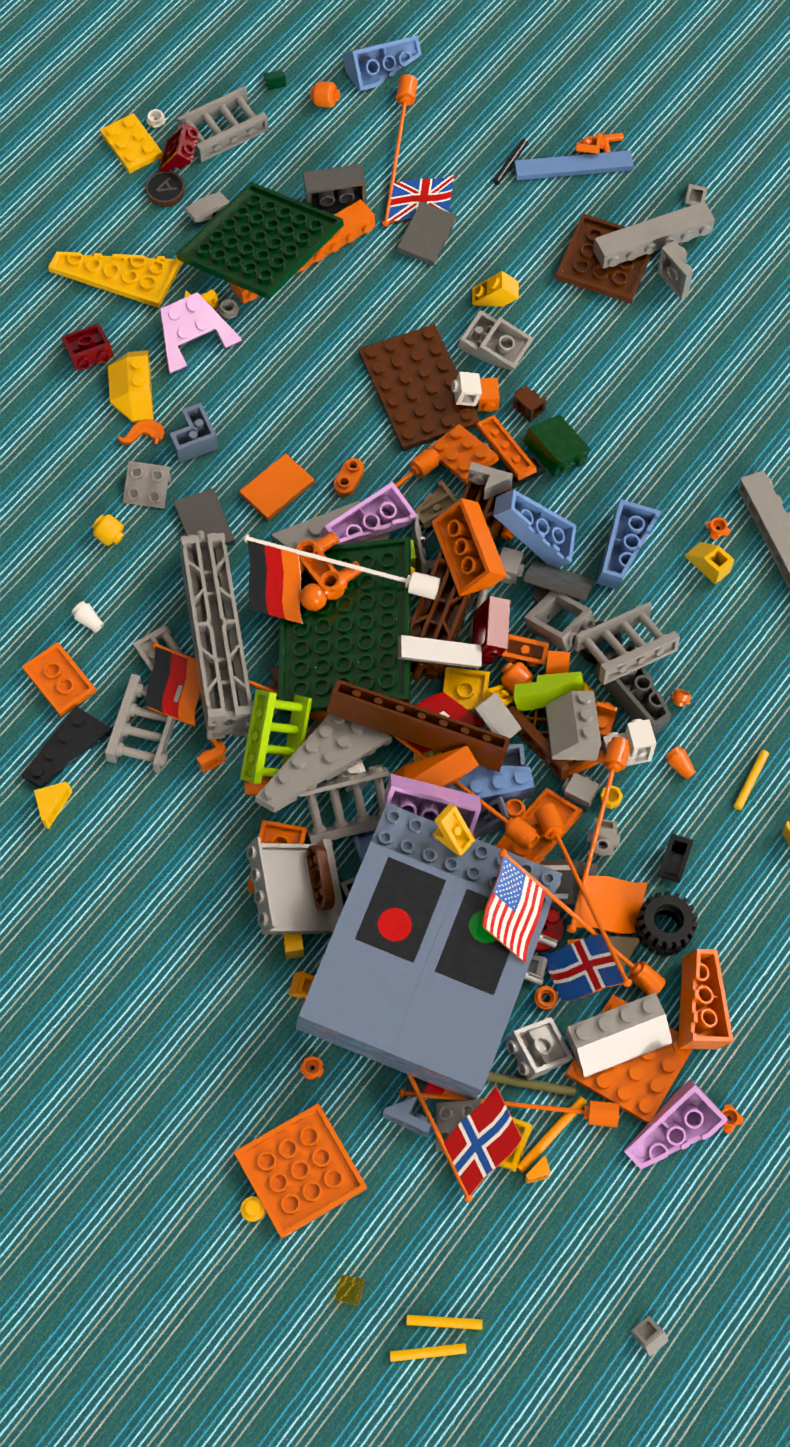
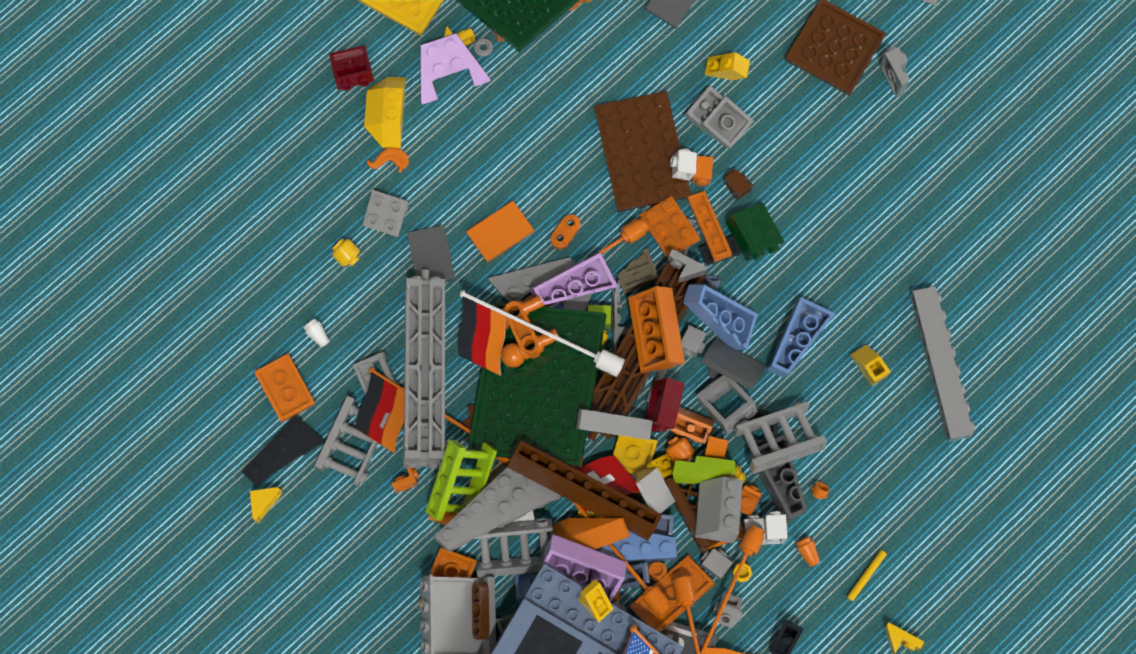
camera: 10 degrees right, 10 degrees up
(196, 437) = (435, 176): sand blue brick -> none
(653, 234) = (882, 33): light grey brick -> none
(718, 523) = (888, 328): orange plate -> none

